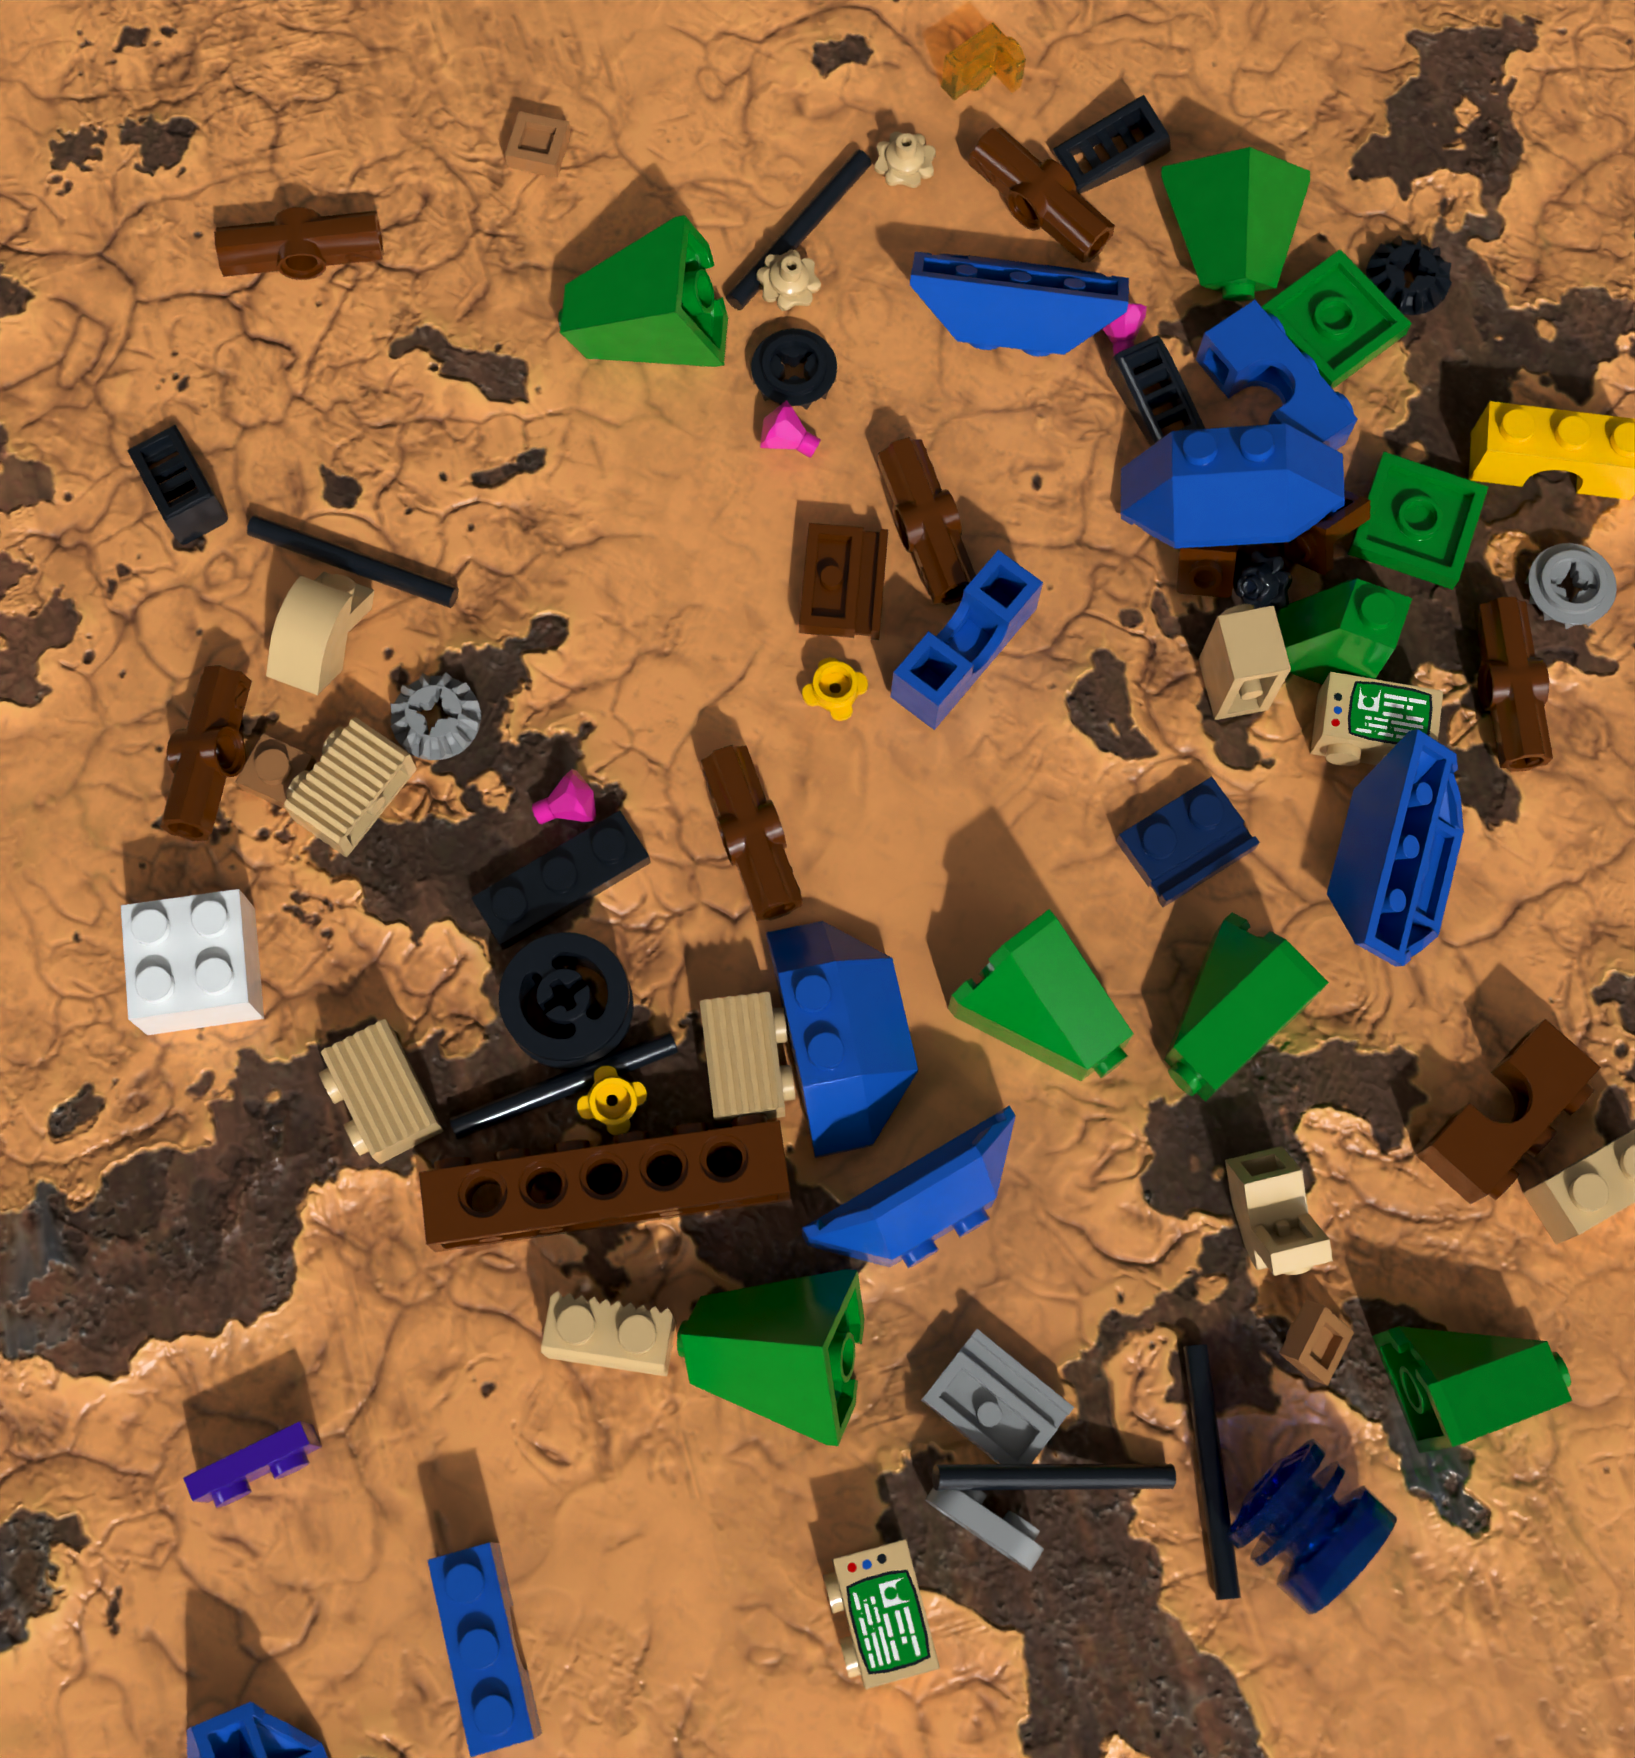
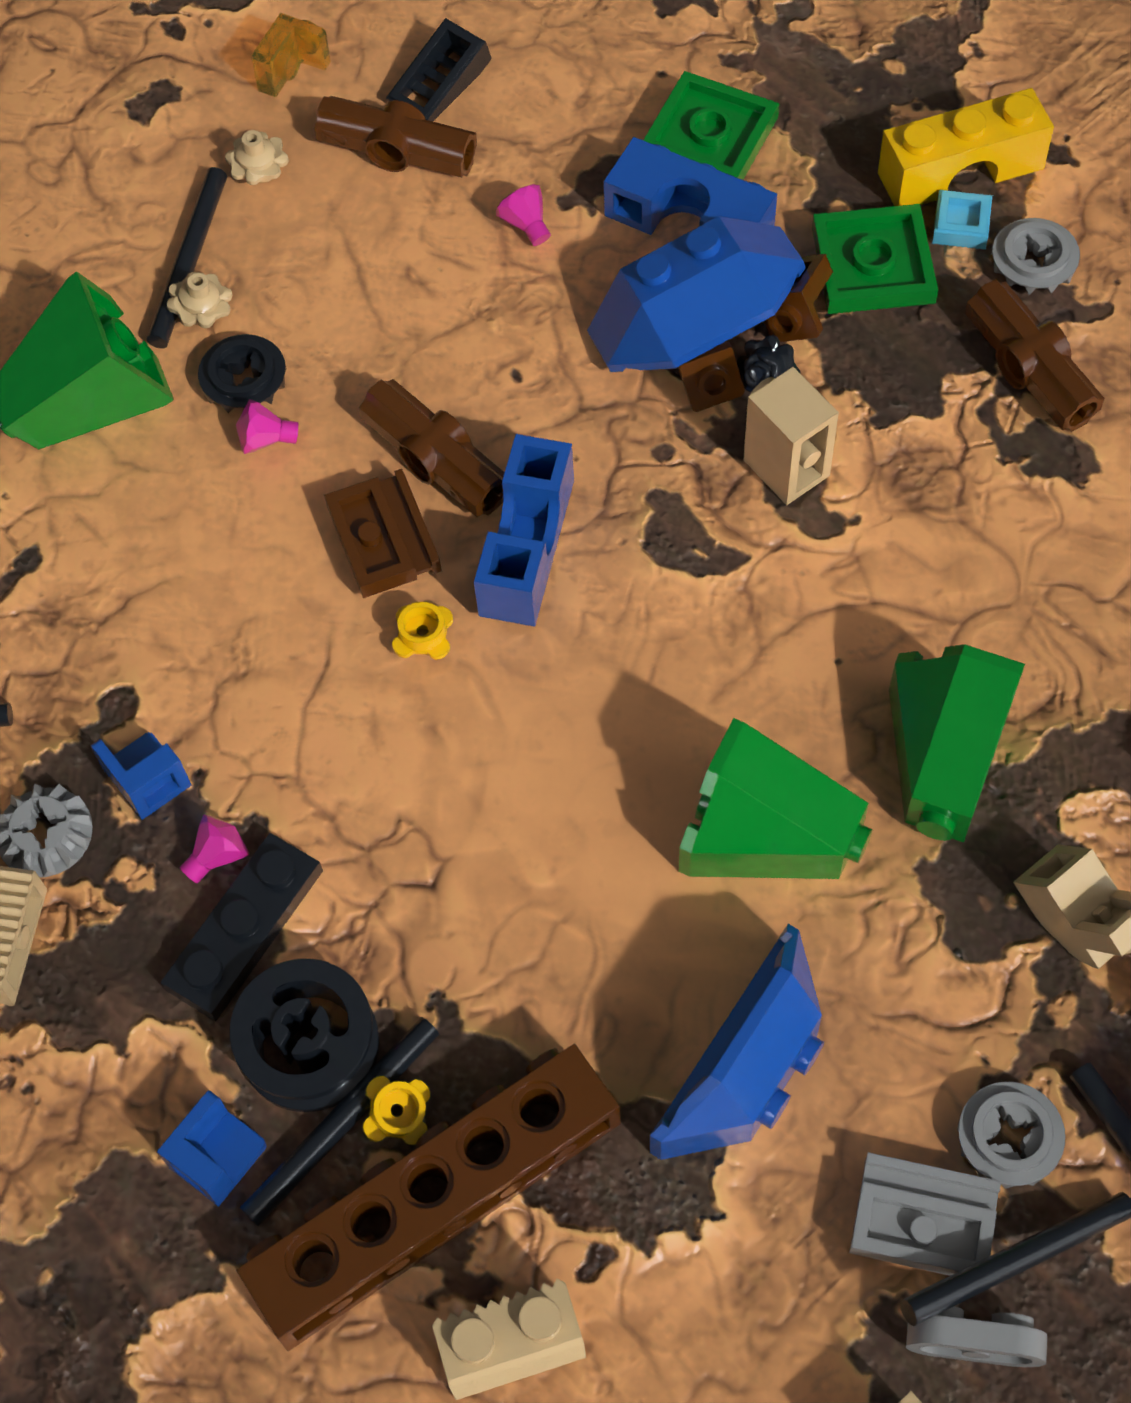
camera: 20 degrees left, 10 degrees down
(380, 1092) = (157, 1214): tan brick -> none
(449, 1059) = (212, 1149): none -> blue panel
(540, 705) = (144, 773): none -> blue panel
(744, 1057) = (507, 1003): tan brick -> none
(751, 832) = (409, 794): reddish brown piece -> none
(781, 1350) = (687, 1270): green slope -> none
(843, 1033) = (592, 940): blue wedge -> none
(1017, 302) = (423, 229): blue wedge -> none
(1126, 1352) = (1023, 1108): none -> light grey gear
(1153, 355) = (563, 235): black slope -> none
(1187, 841) = (820, 618): dark blue plate -> none
(1237, 217) = (579, 79): green slope -> none
(1343, 630) = (870, 369): green slope -> none
(1367, 717) = (934, 439): brick -> none
(1399, 850) = (1014, 532): blue wedge -> none
(1432, 273) = (776, 72): black gear -> none
(1523, 517) = (962, 219): none -> medium azure tile

